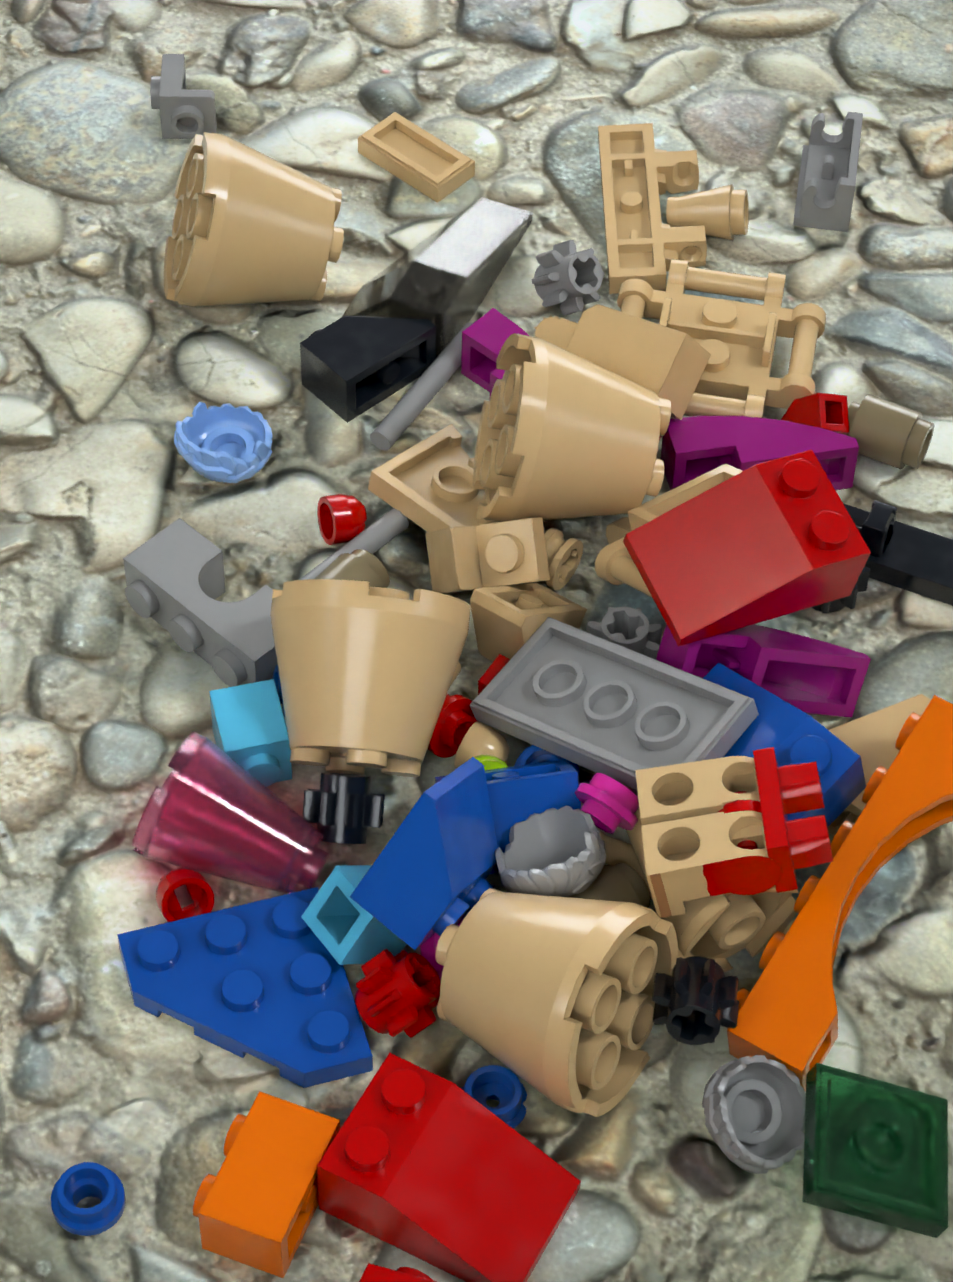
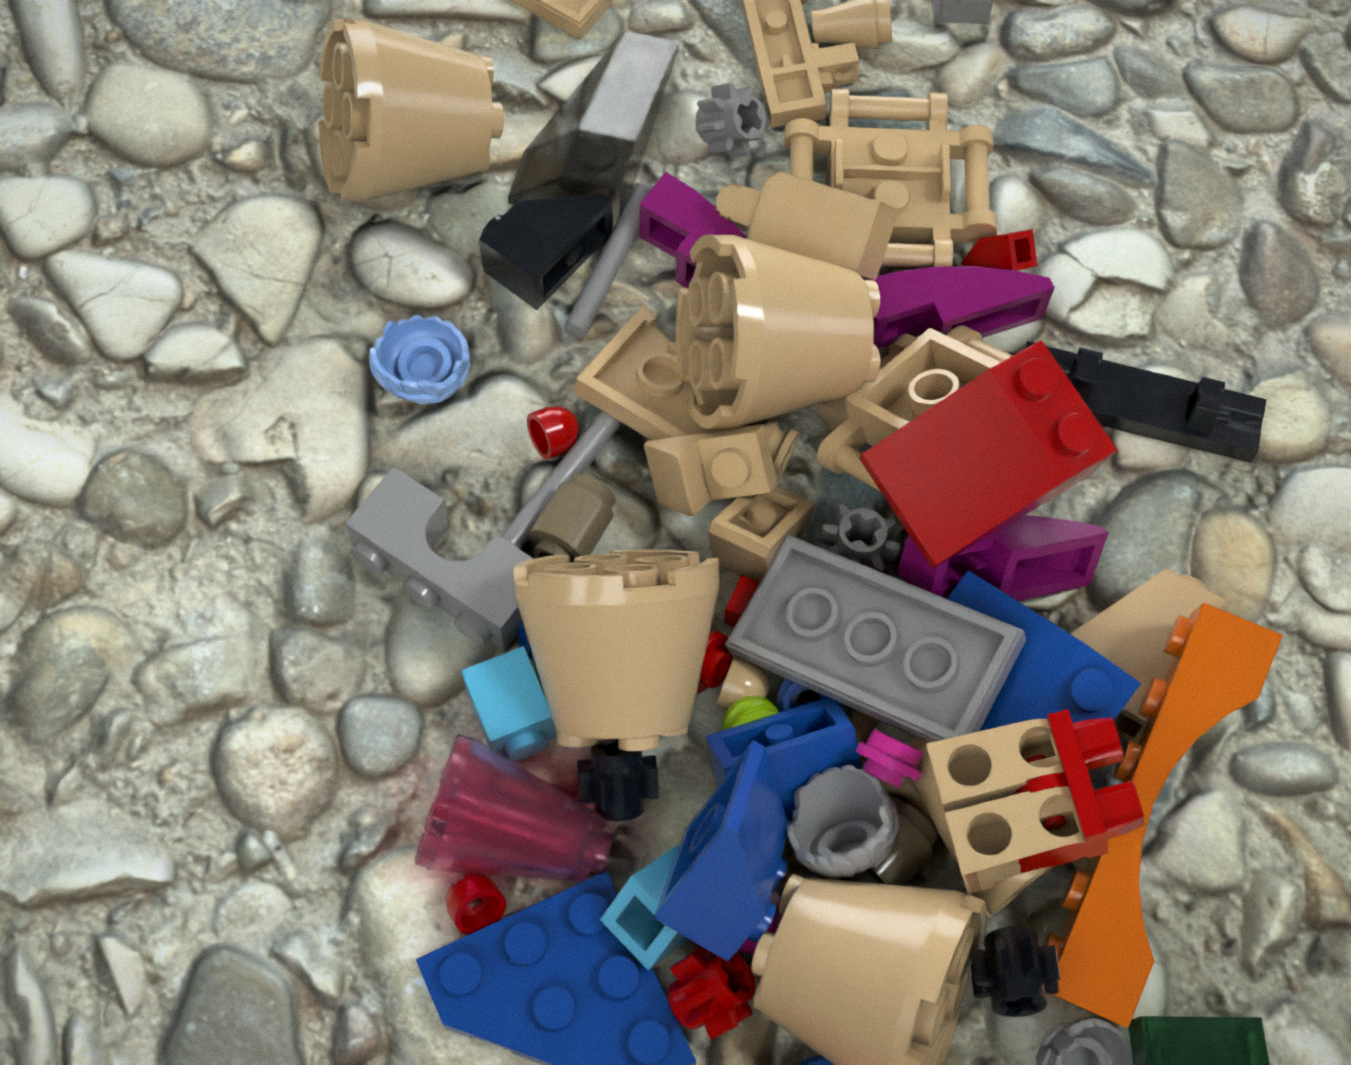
camera: 10 degrees left, 15 degrees up
(889, 432) = (1074, 258): dark tan brick -> none

